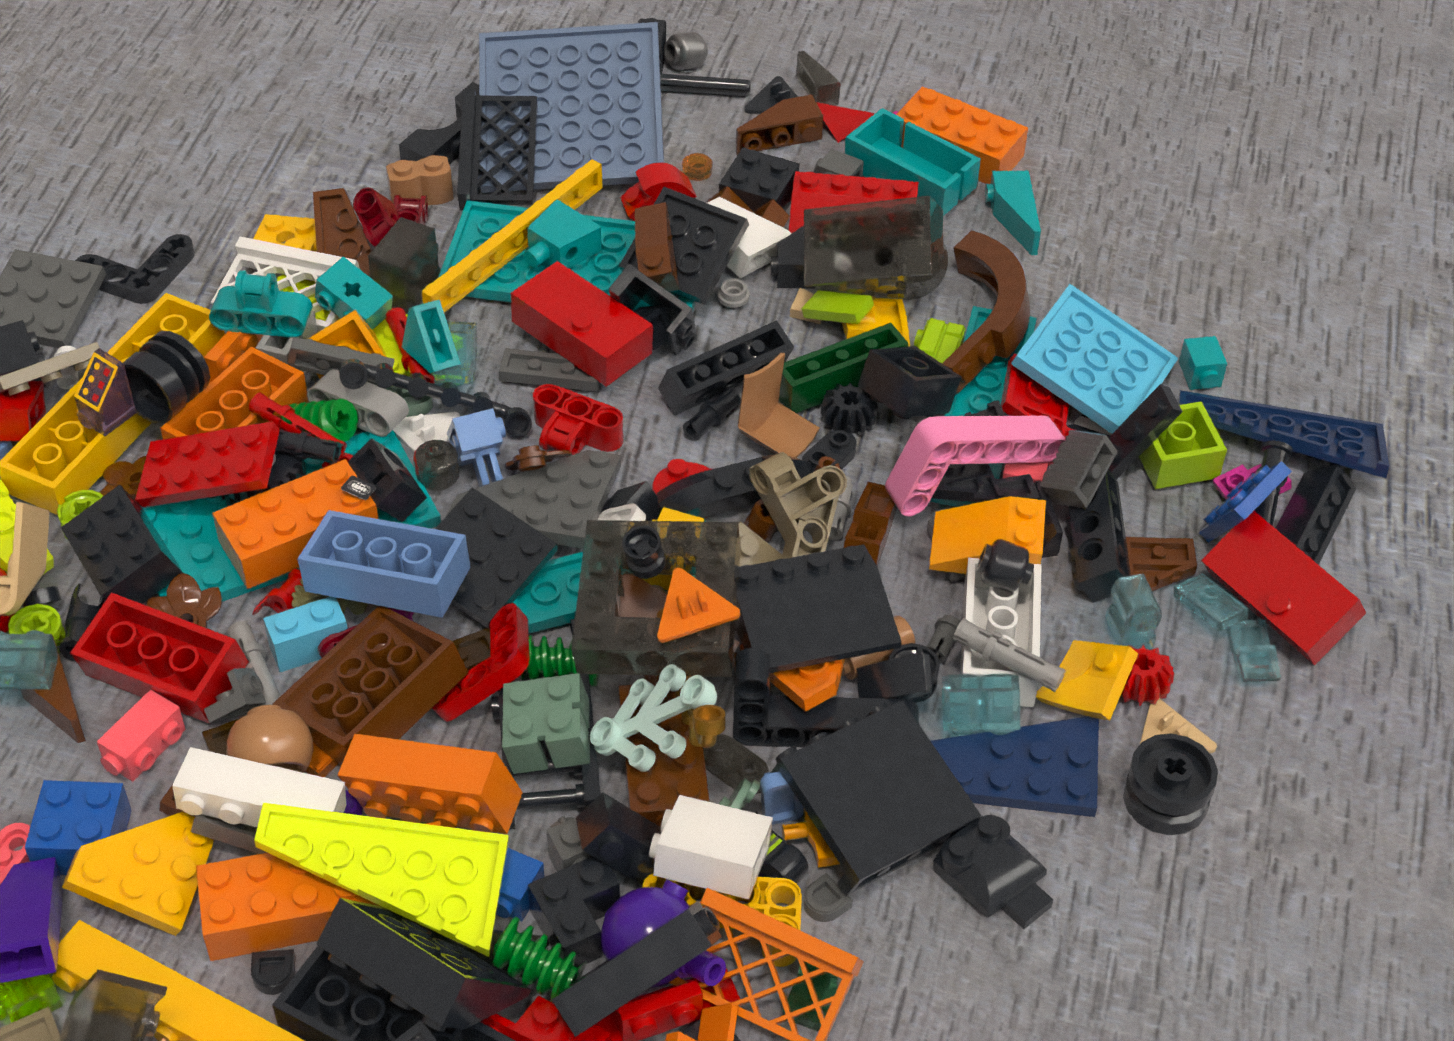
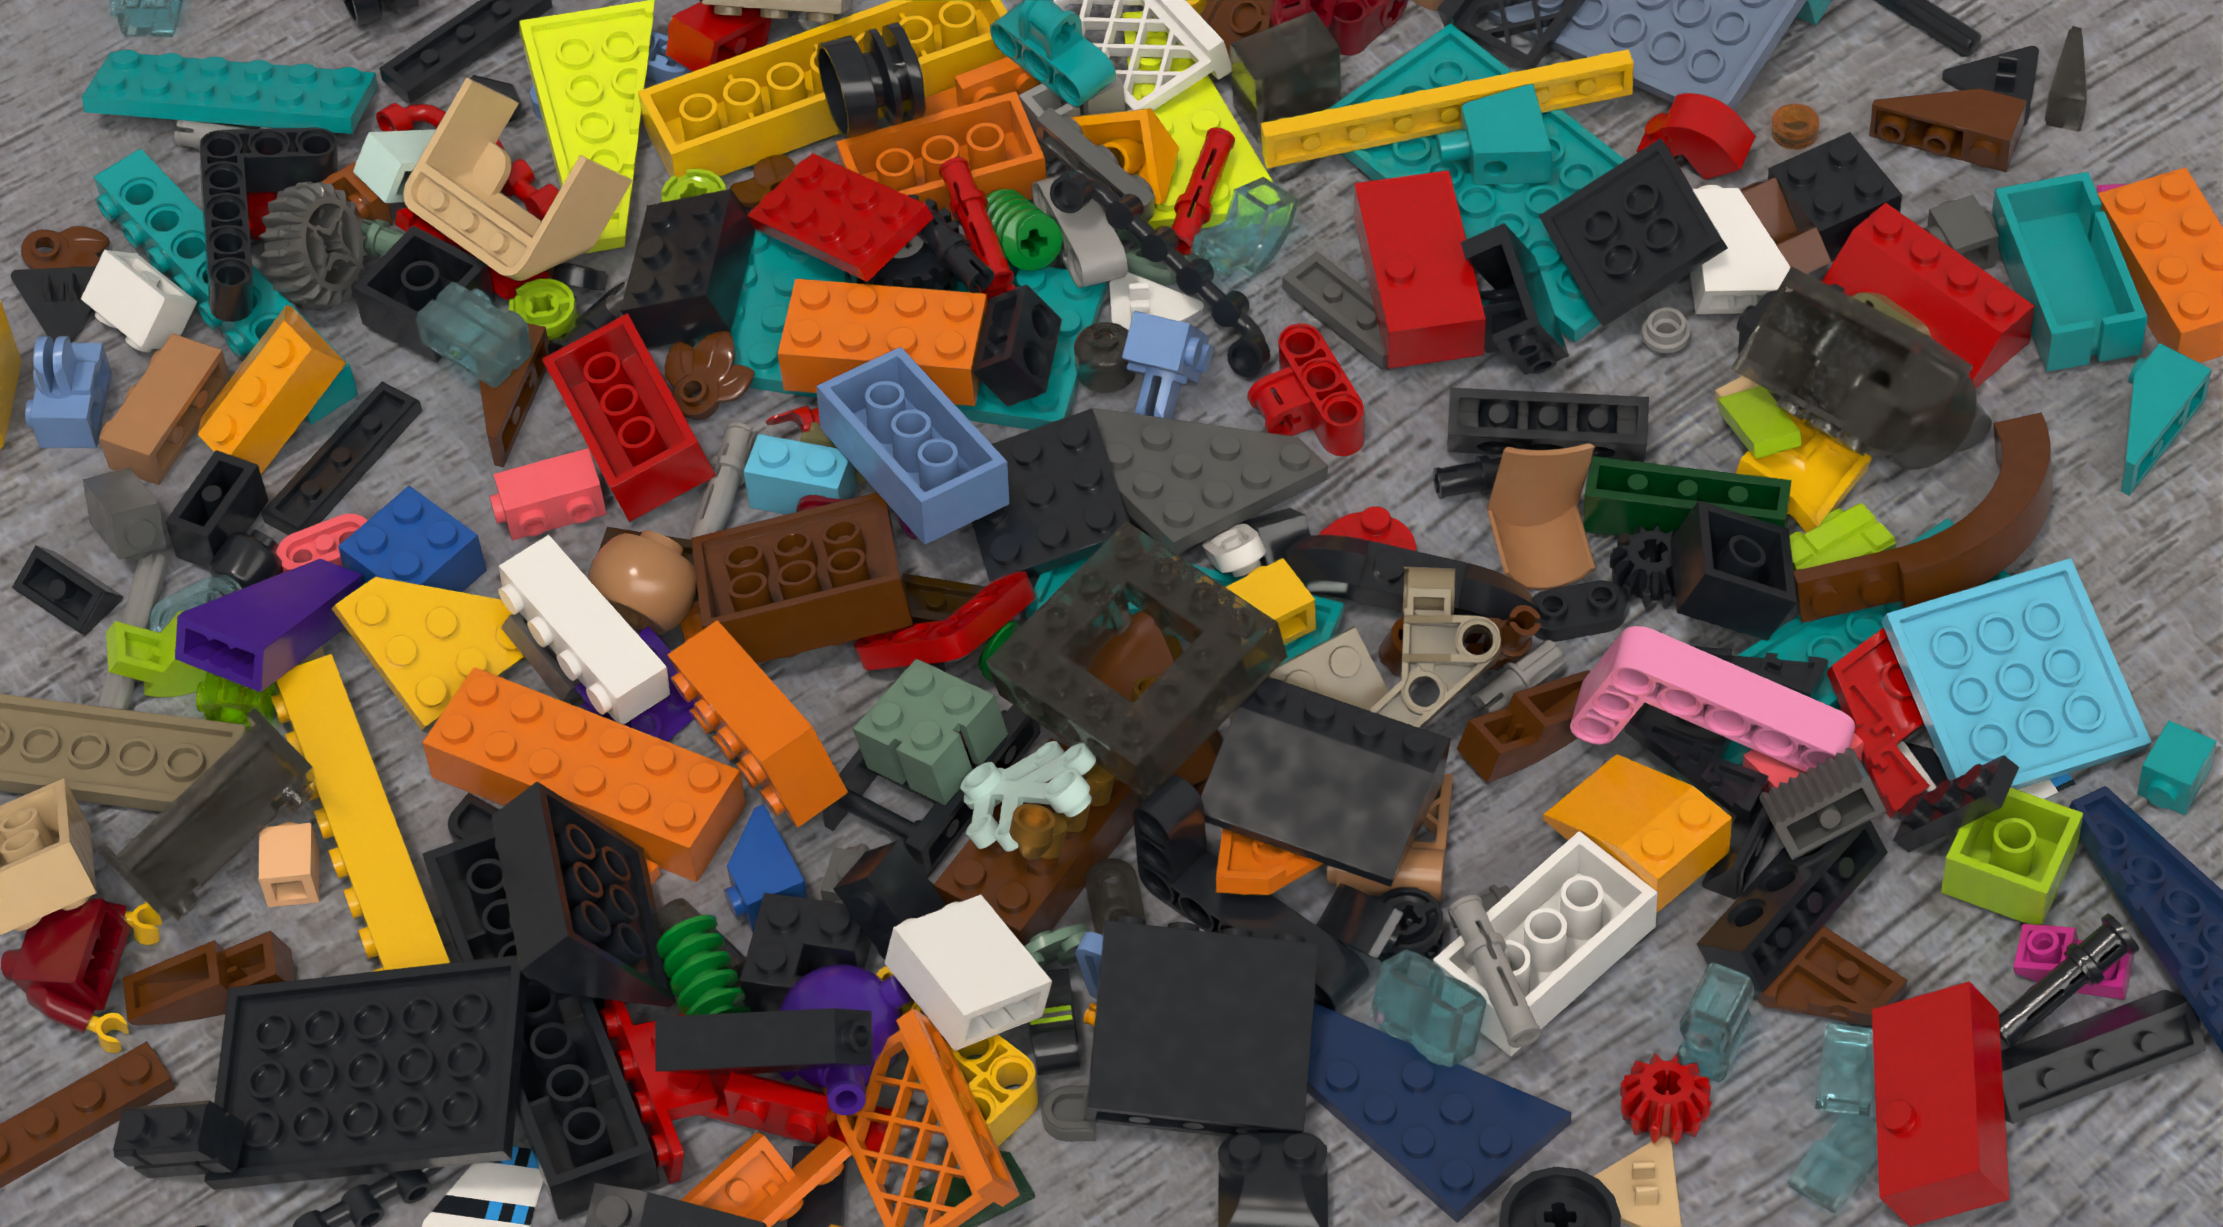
camera: 45 degrees right, 5 degrees up
(104, 394) = (791, 71): slope -> none
(238, 701) = (671, 511): dark grey bracket -> none
(349, 288) = (1175, 63): teal brick -> none
(358, 487) = (964, 337): black sticker -> none
(418, 870) = (658, 804): neon yellow wing -> none
(429, 337) = (1212, 192): teal slope -> none
(533, 458) = (1209, 412): reddish brown plate -> none
(643, 552) = (1131, 594): black wheel -> none
(655, 246) = (1582, 217): reddish brown slope -> none
(692, 608) = (1134, 690): orange piece -> none
(842, 120) = (2052, 155): red slope -> none
(1005, 565) = (1594, 864): black head -> none
(1092, 679) = (1591, 1063): yellow plate -> none
(1243, 500) = (1998, 965): blue plate -> none

